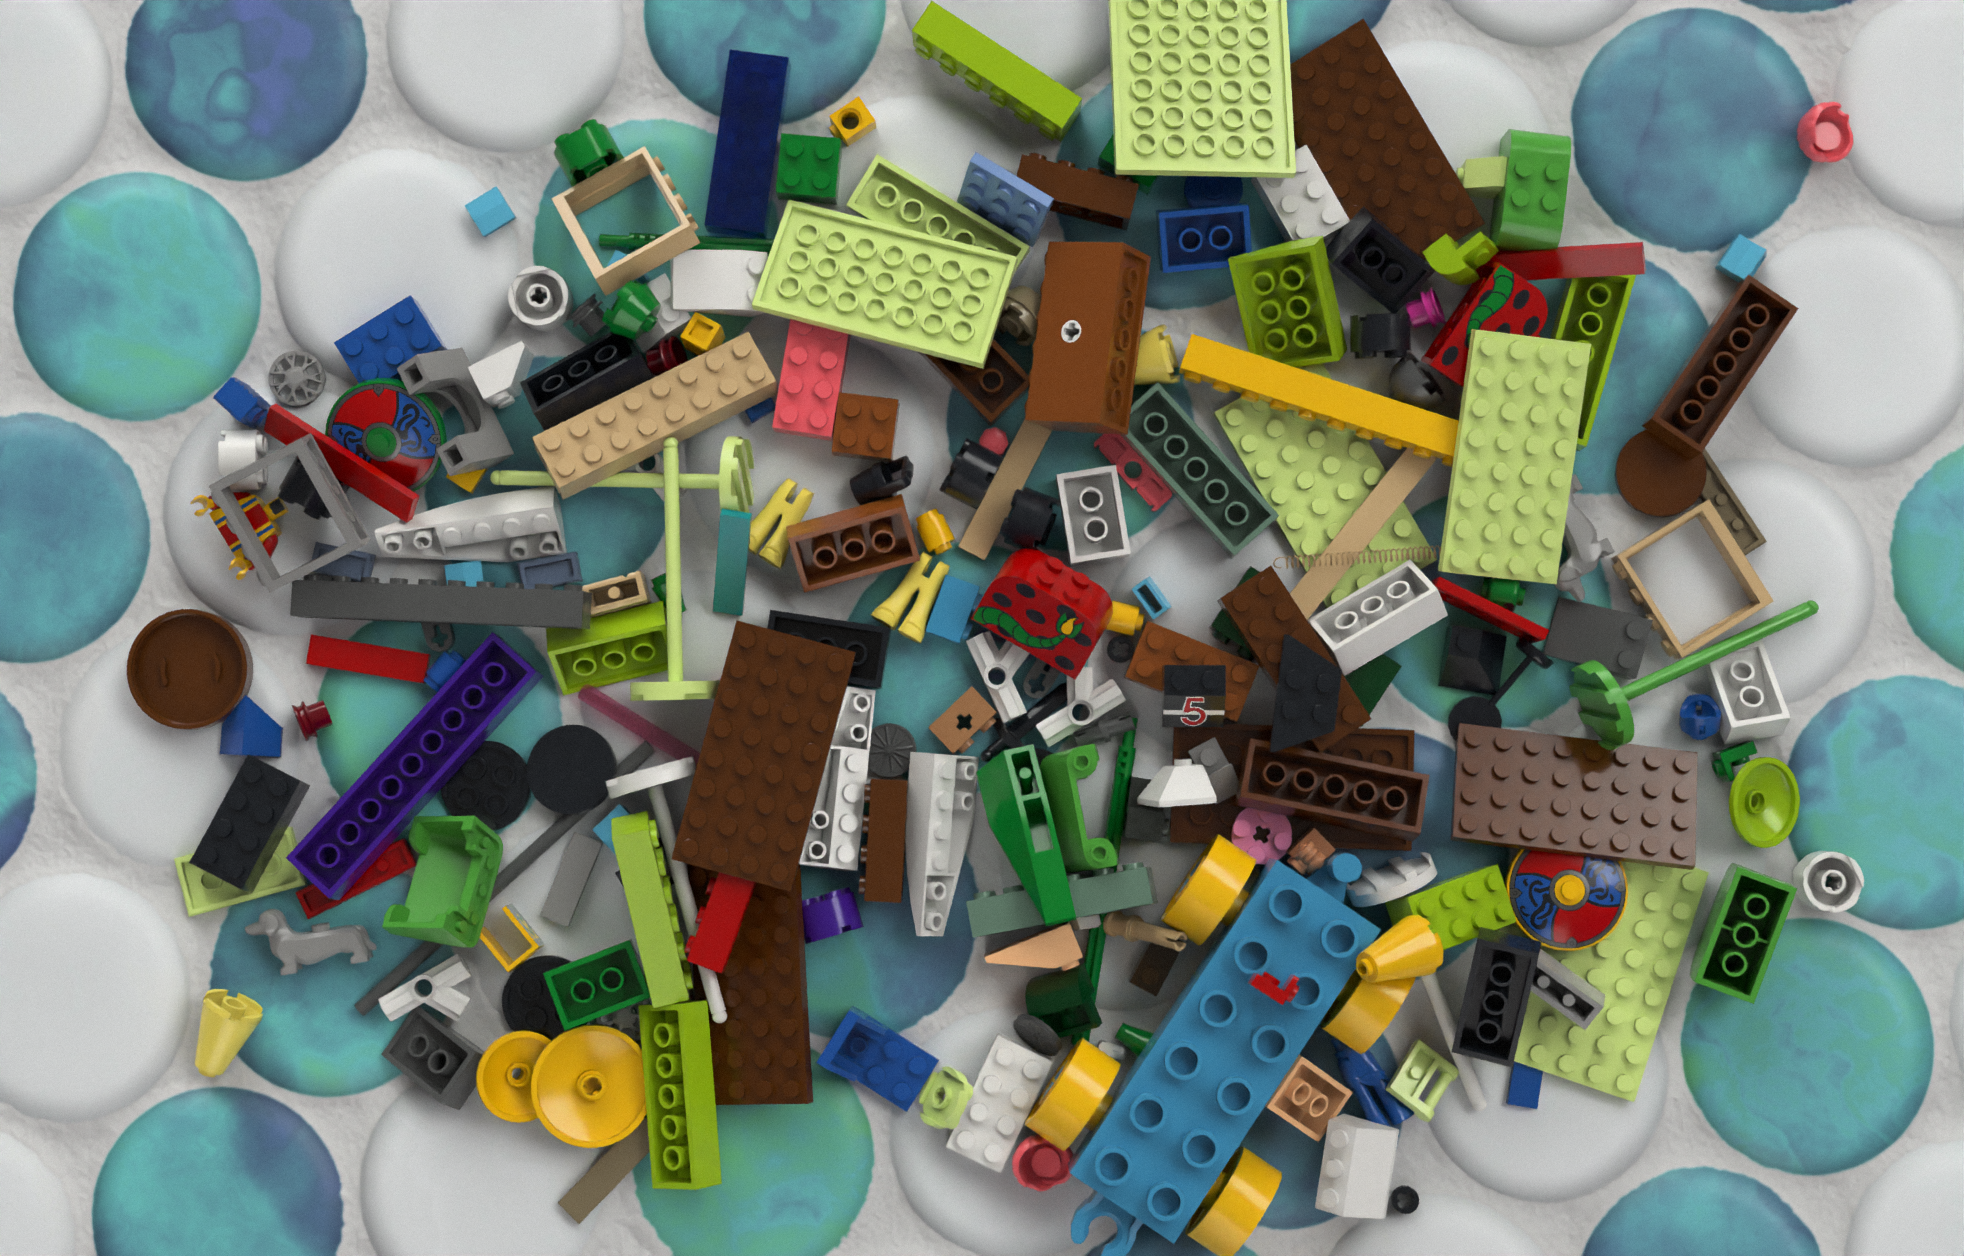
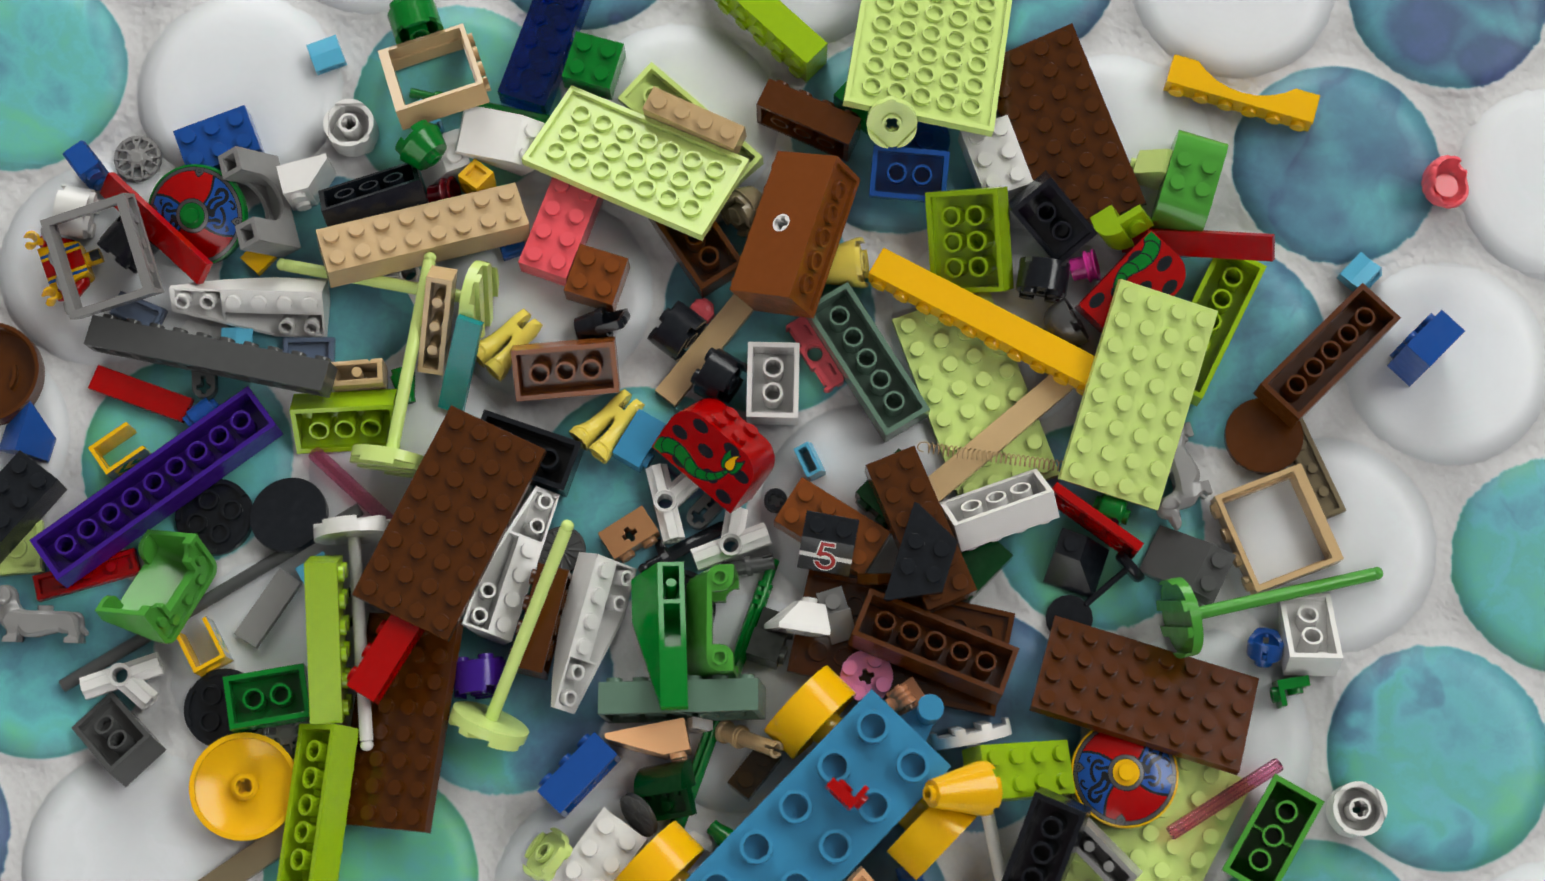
camera: 10 degrees right, 10 degrees down
(312, 718) = (81, 432): dark red piece -> none
(347, 723) = (110, 442): none -> yellow piece
(498, 1090) = (162, 762): yellow dish -> none
(588, 316) = (385, 149): dark grey piece -> none
(694, 516) = (437, 320): none -> tan brick
(852, 965) = (490, 722): none -> yellowish green piece
(857, 110) = (640, 26): yellow brick -> none
(878, 1058) = (494, 808): blue bracket -> none
(935, 531) = (637, 374): yellow brick -> none
(943, 221) = (694, 120): none -> tan brick
(961, 1003) = (578, 774): none -> blue brick
(1004, 199) = (749, 107): medium blue plate -> none
(1125, 618) = (784, 475): yellow brick -> none
(1174, 170) = (891, 108): none -> yellowish green plate
(1254, 722) = (873, 578): none -> reddish brown tile
(1511, 58) = (1191, 80): none -> yellow arch
(1682, 896) = (1224, 798): none -> clear pink axle
(1764, 802) = (1310, 729): lime dish -> none
(1831, 339) = (1424, 346): none -> blue brick

